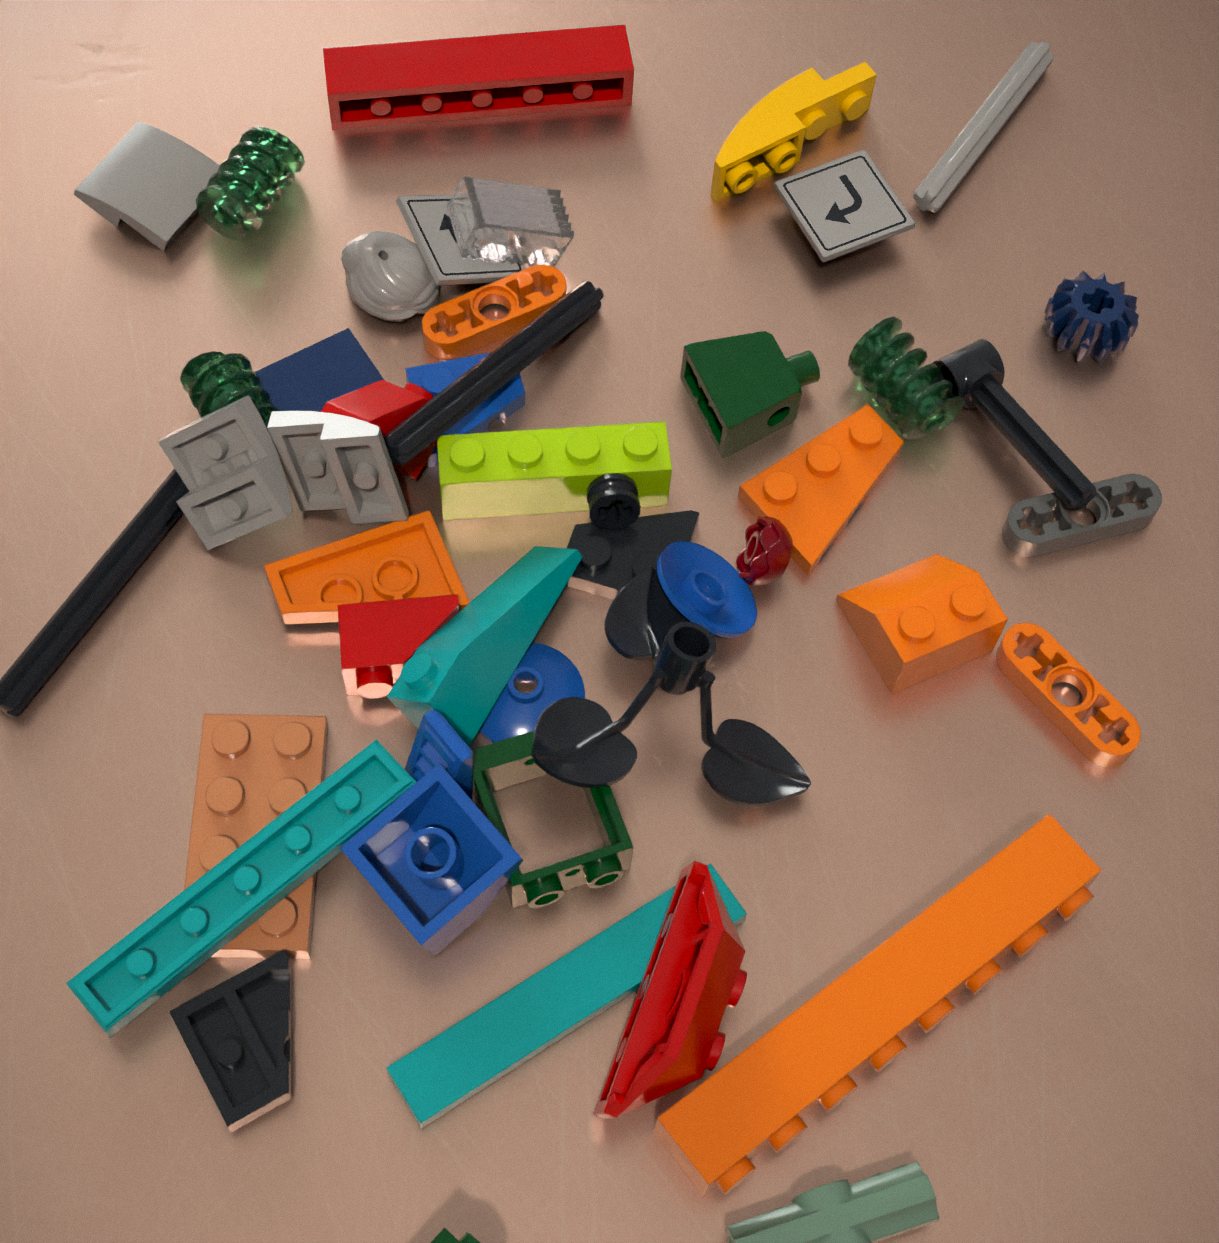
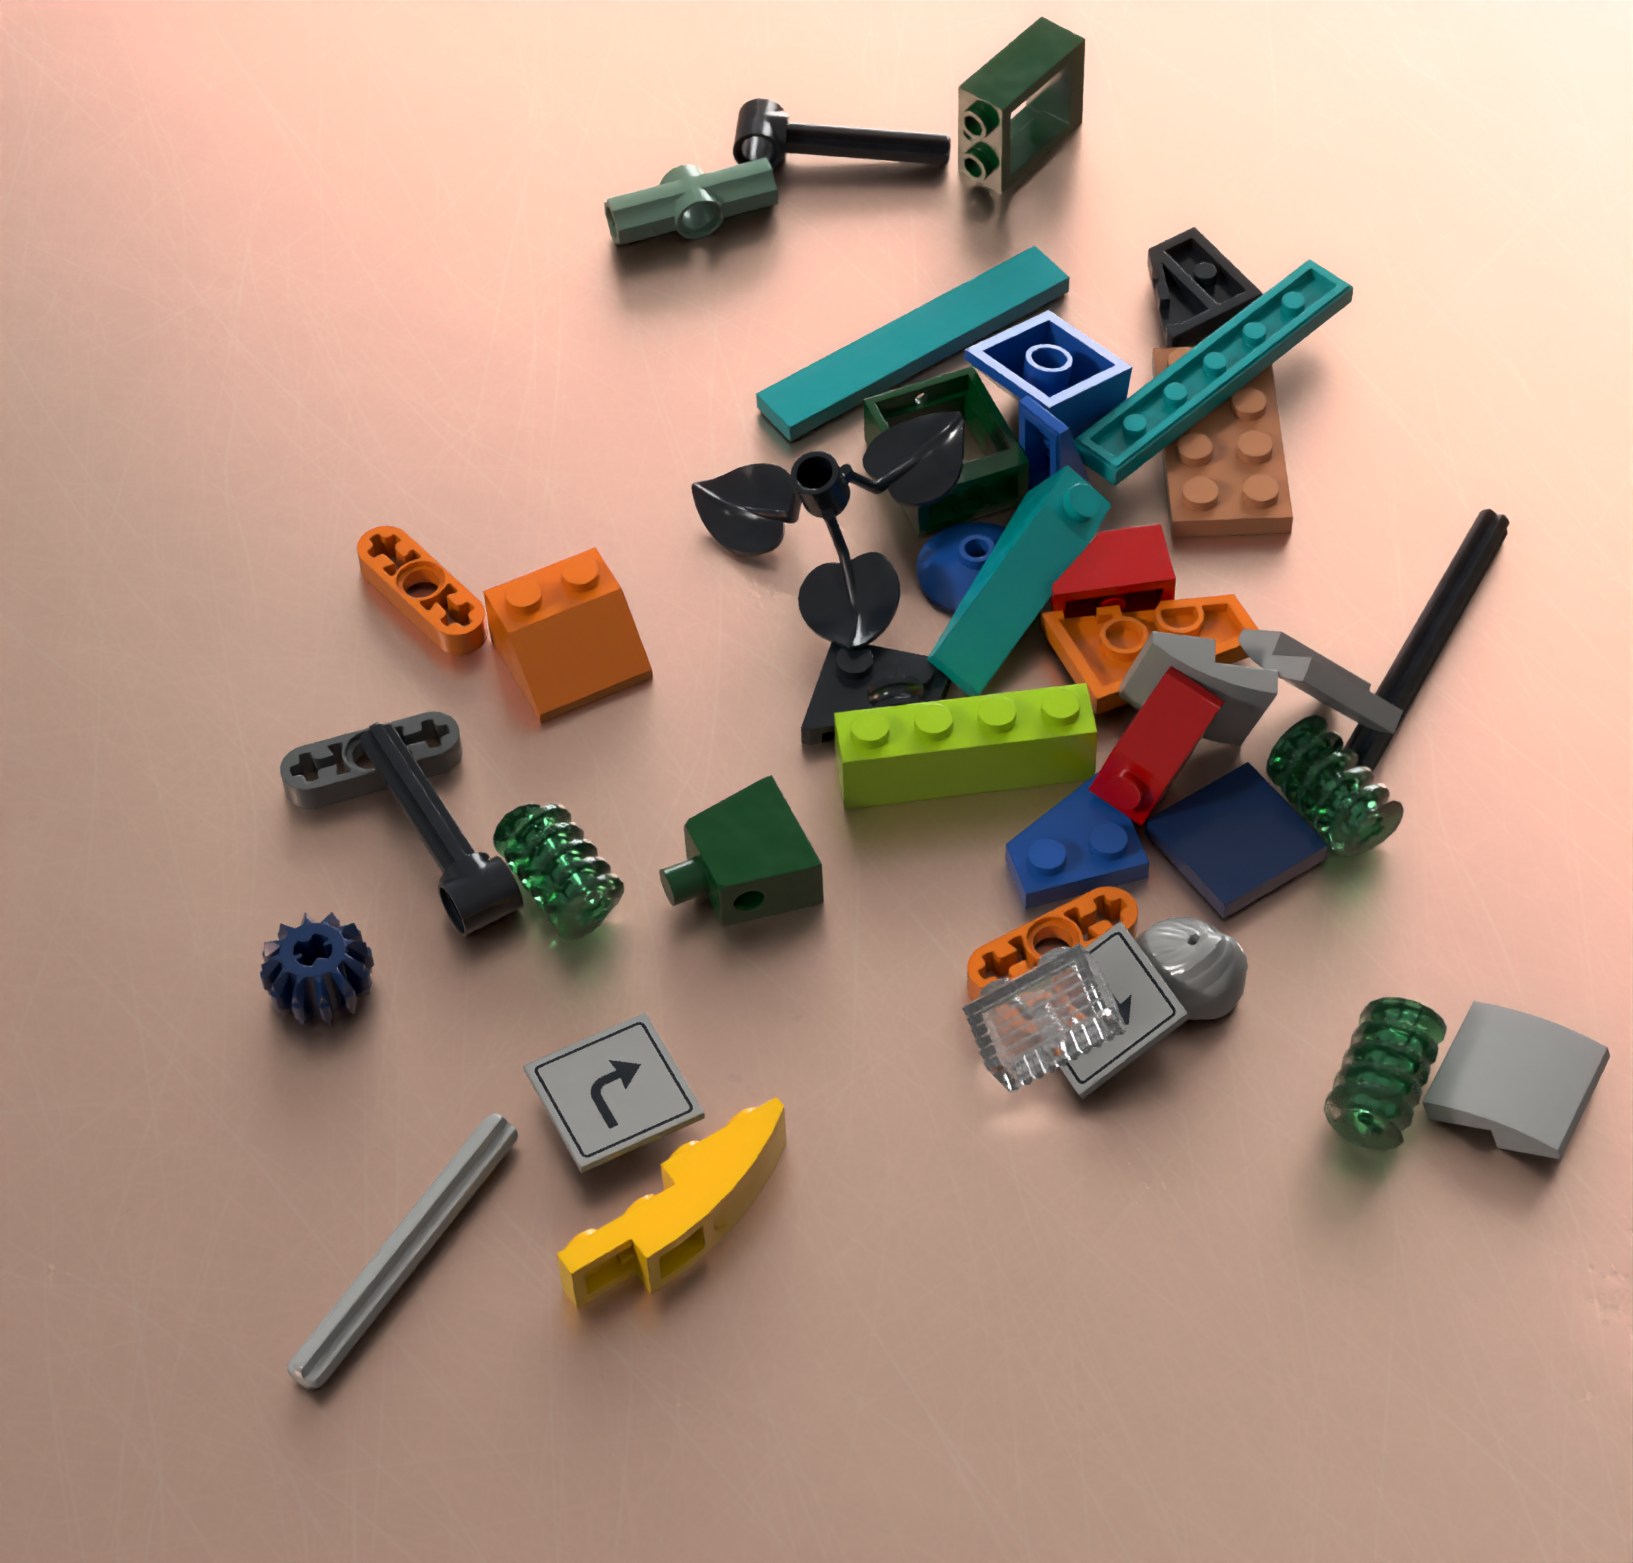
camera: 175 degrees left, 10 degrees down
(478, 77) = (1112, 1257): red brick -> none
(491, 373) = (1037, 827): black axle -> none
(679, 999) = (823, 301): red wedge -> none
(706, 589) = (778, 629): blue dish -> none
(766, 552) = (729, 686): dark red plate -> none
(824, 482) = (661, 777): orange wing -> none
(874, 1005) = (632, 338): orange brick -> none

